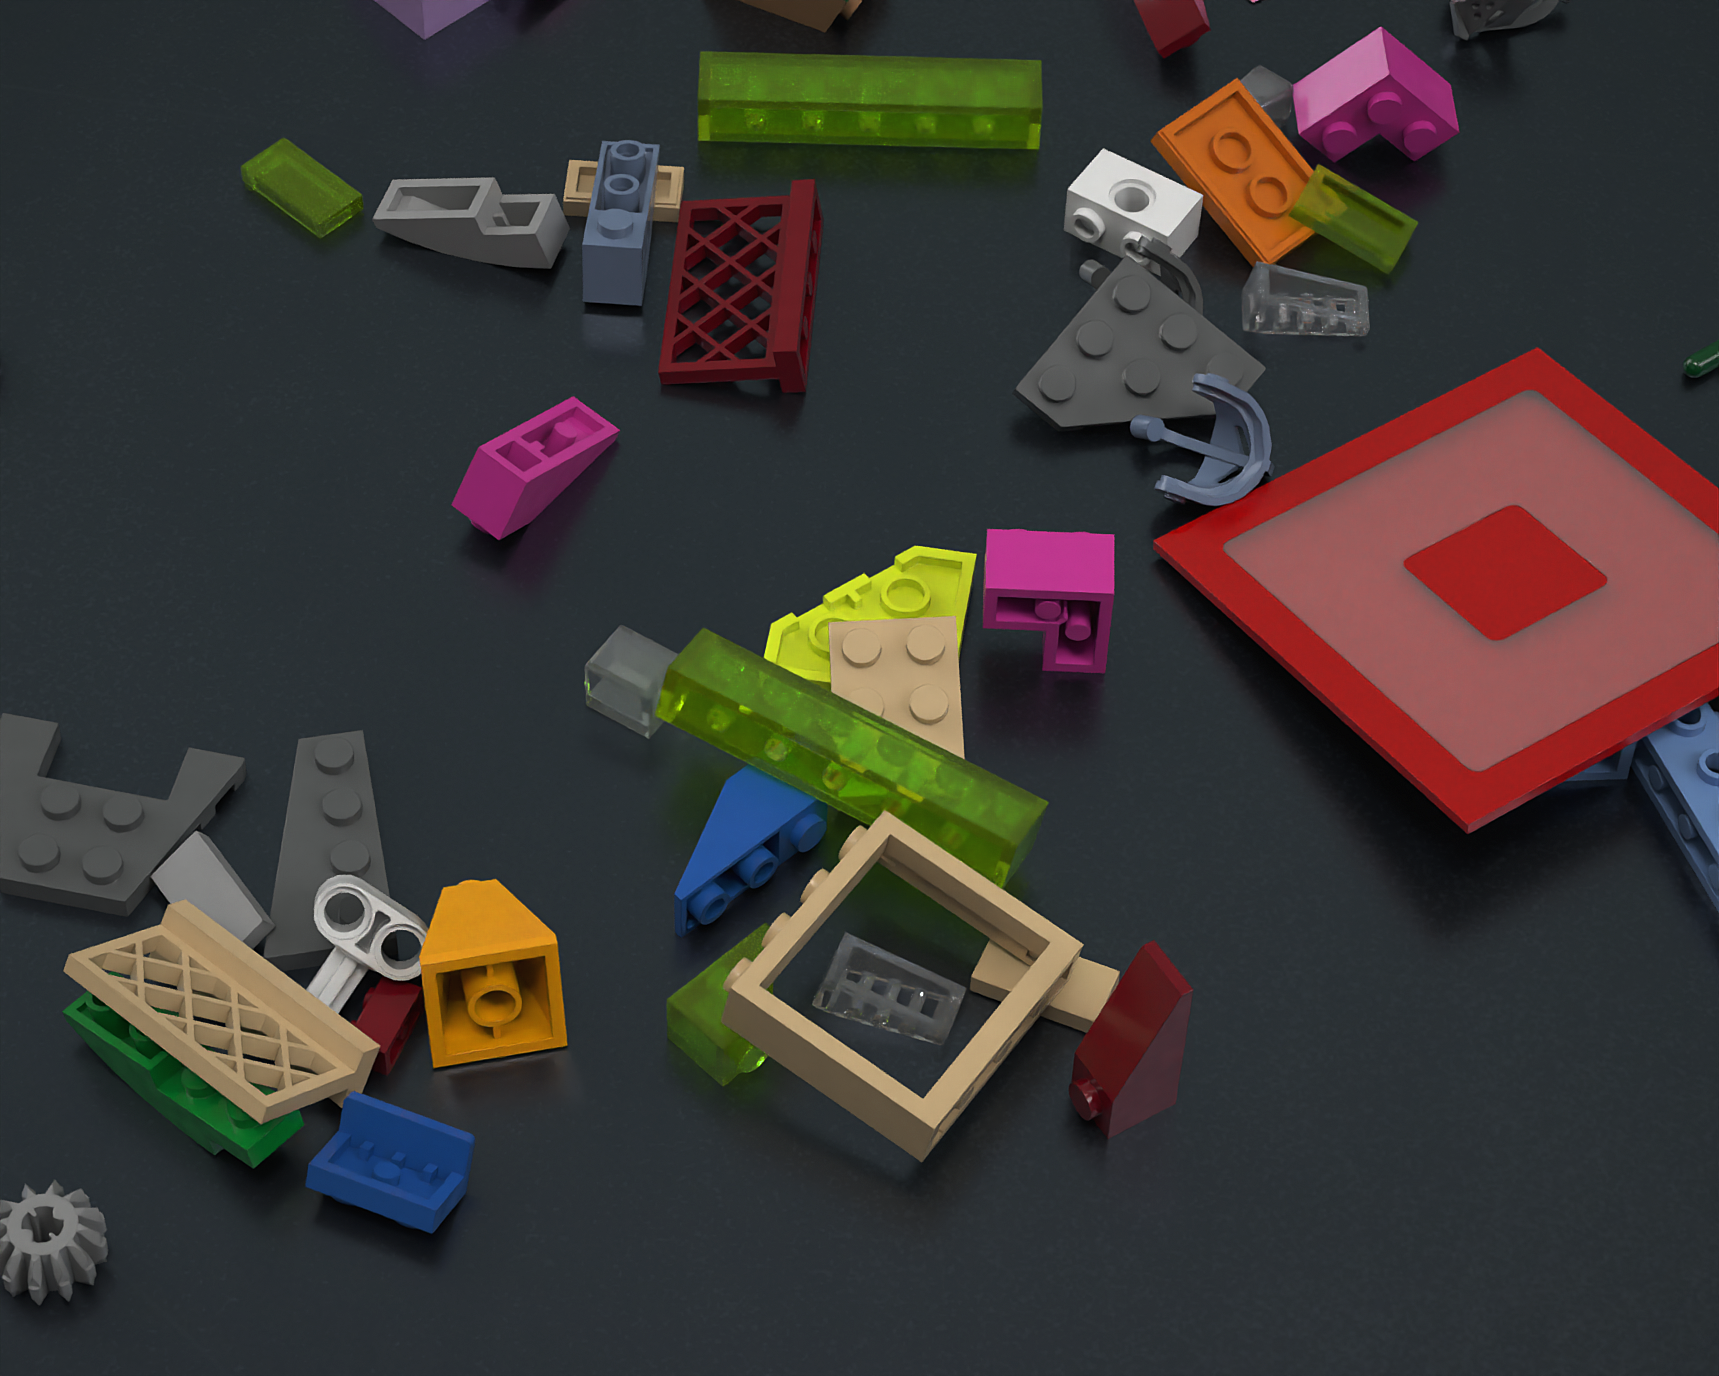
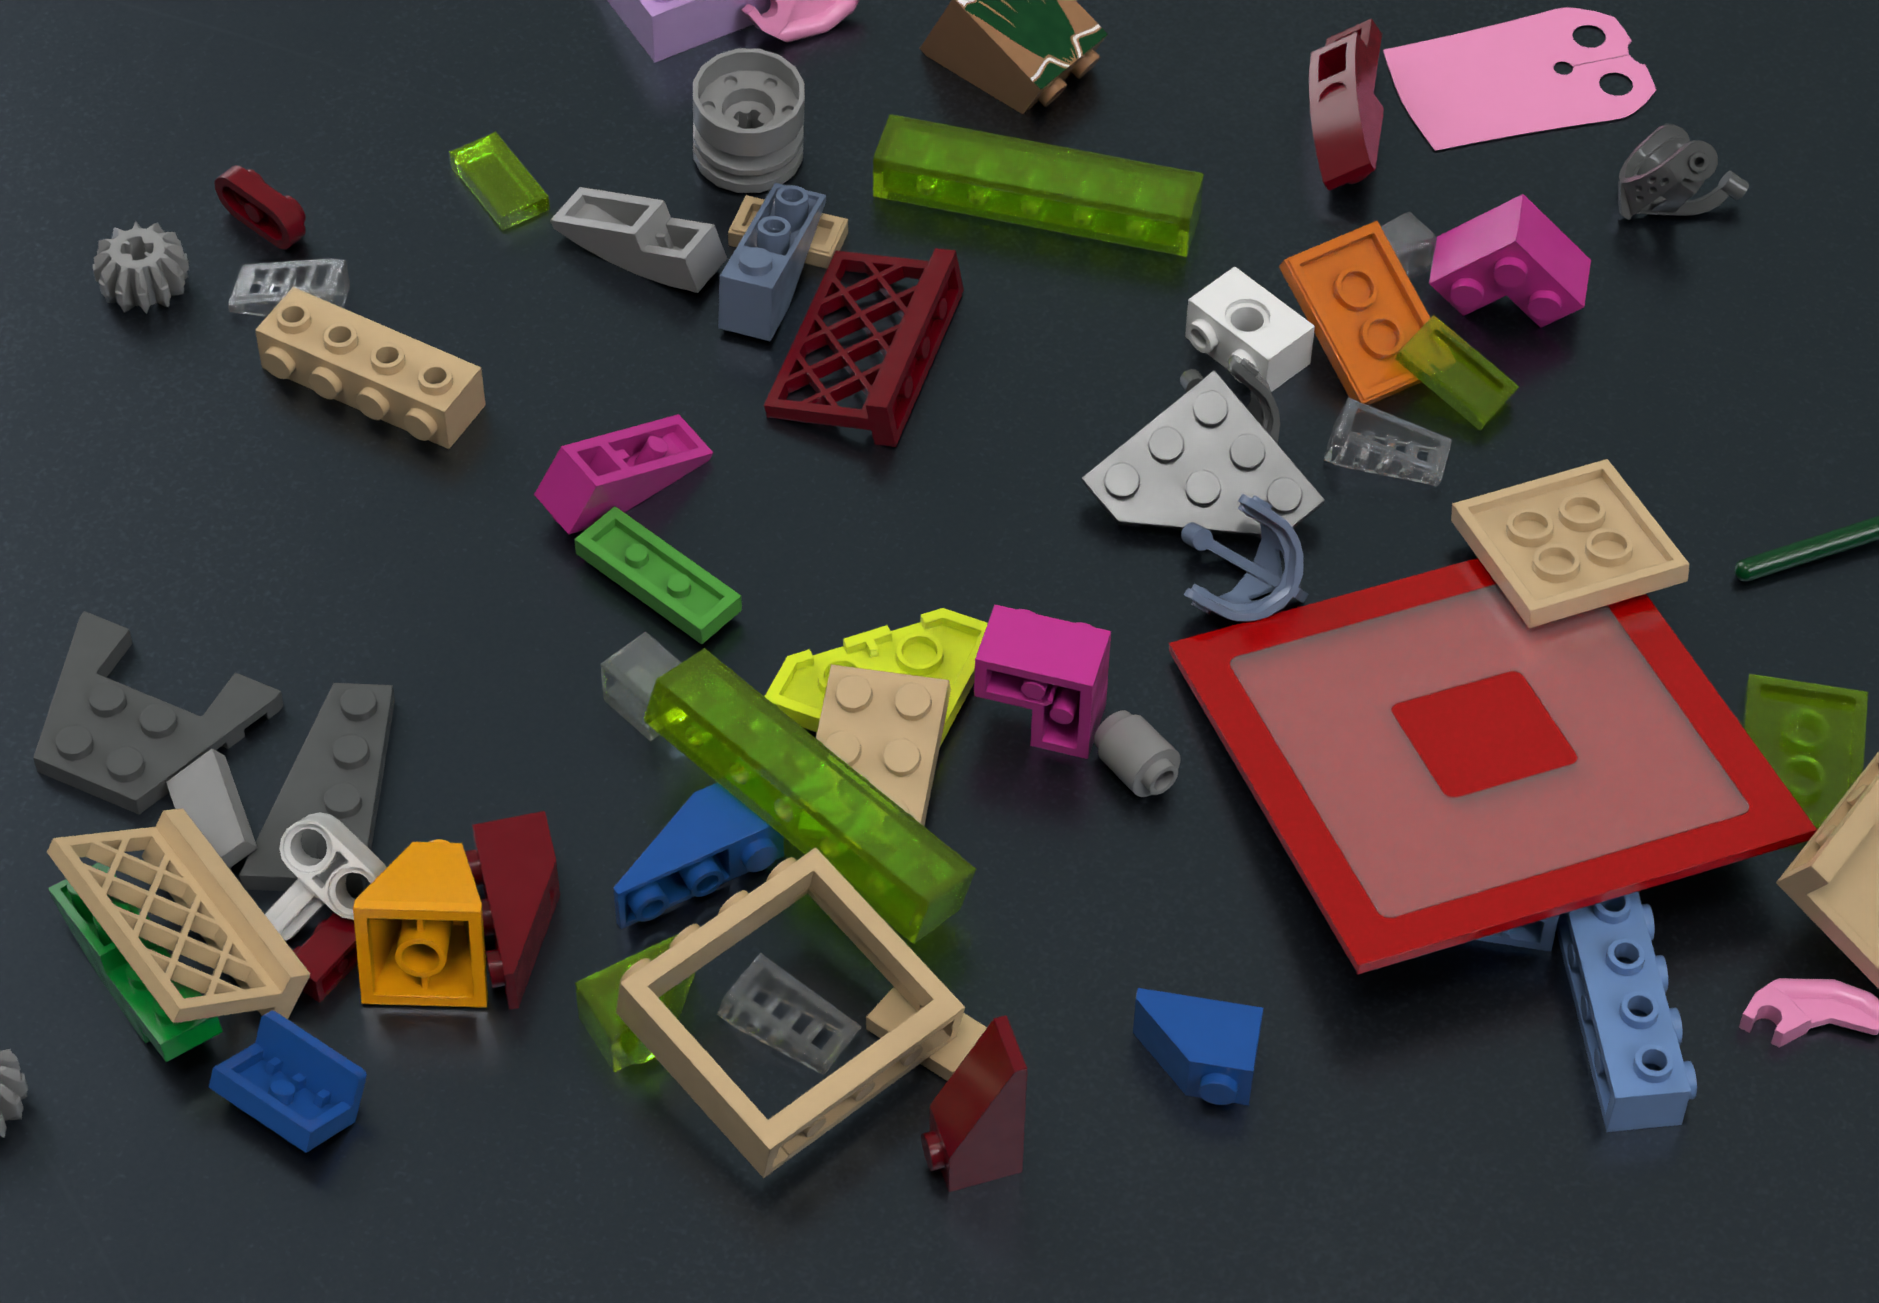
camera: 15 degrees right, 0 degrees up
(57, 255) = (261, 207): none -> dark red plate
(147, 345) = (320, 277): none -> clear slope
(231, 403) = (370, 368): none -> tan brick
(554, 81) = (748, 120): none -> light grey wheel
(567, 893) = (521, 891): none -> dark red slope
(606, 565) = (658, 575): none -> bright green plate
(1159, 657) = (1137, 753): none -> light grey brick
(1320, 936) = (1201, 1043): none -> blue slope
(1523, 368) = (1569, 543): none -> tan plate

